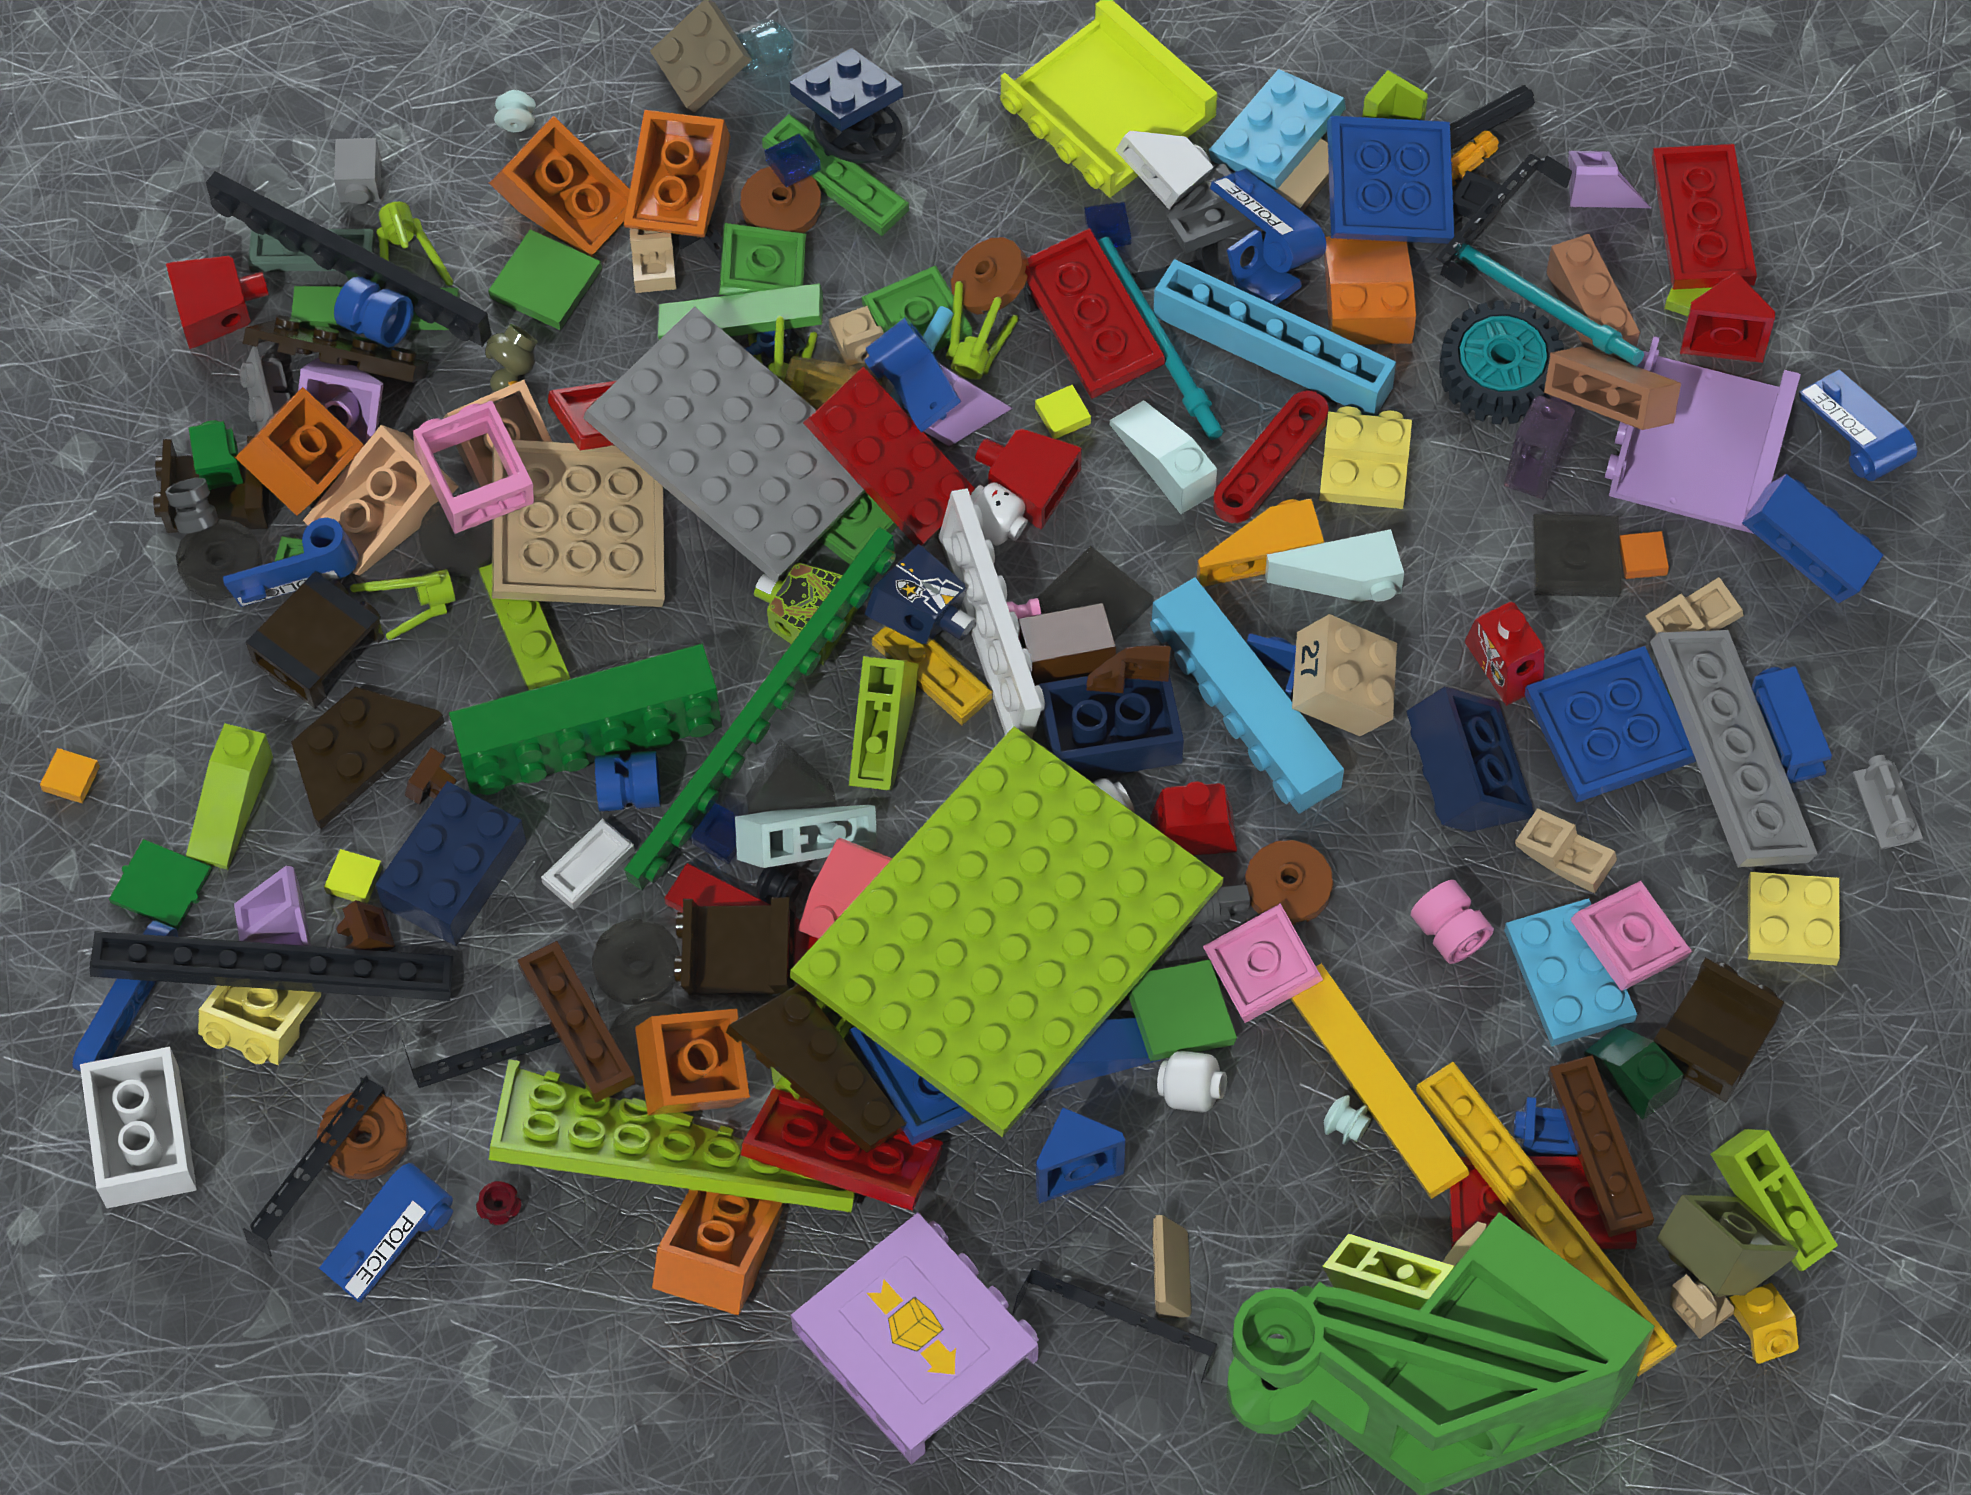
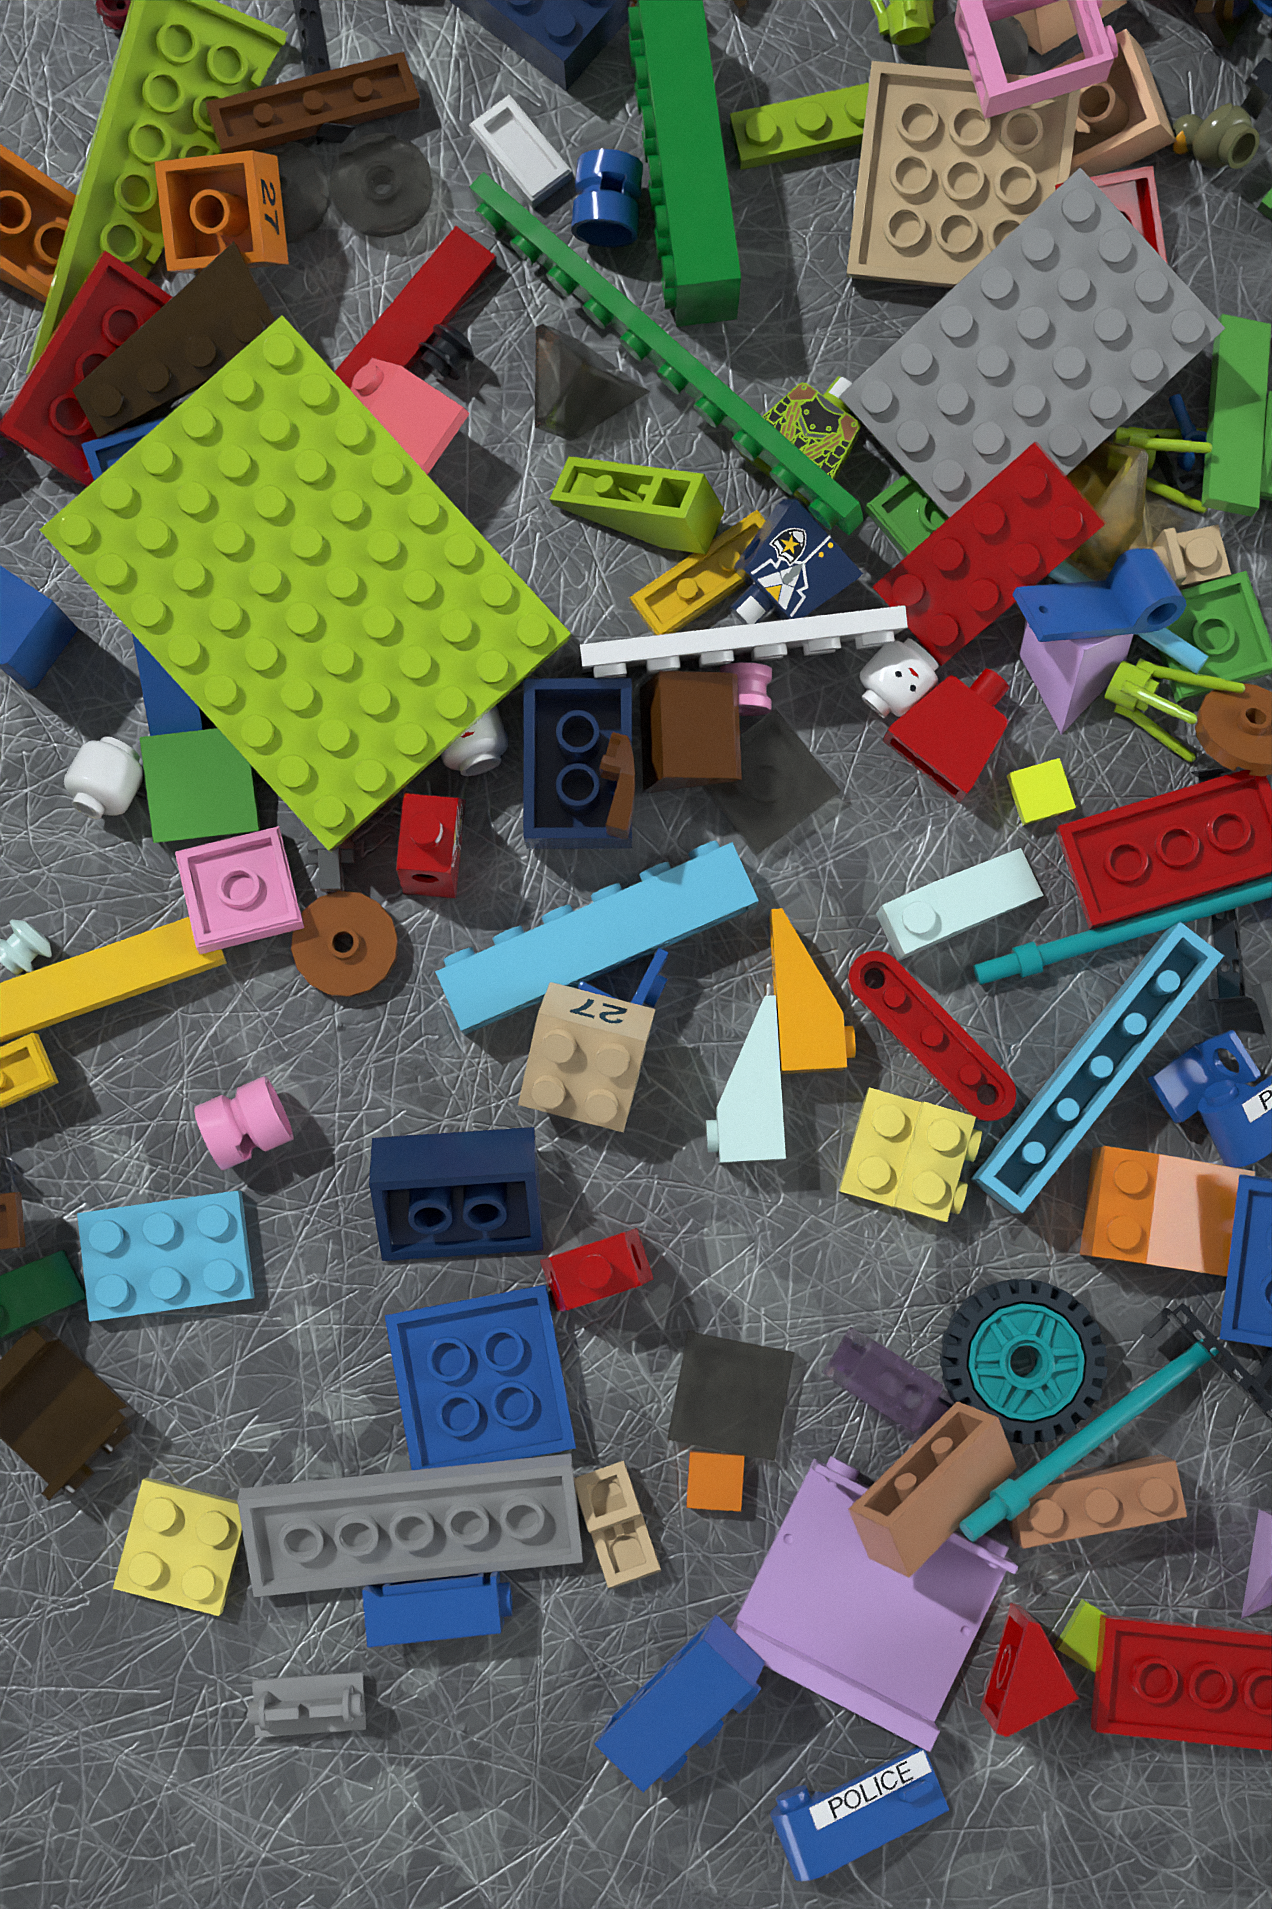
camera: 100 degrees right, 20 degrees up
(717, 834) = (526, 299): clear blue plate -> none
(736, 948) = (371, 290): dark brown panel -> none
(802, 834) = (496, 381): light aqua slope -> none
(1564, 852) = (323, 1286): tan slope -> none
(1631, 935) = (186, 1337): bright pink tile -> none

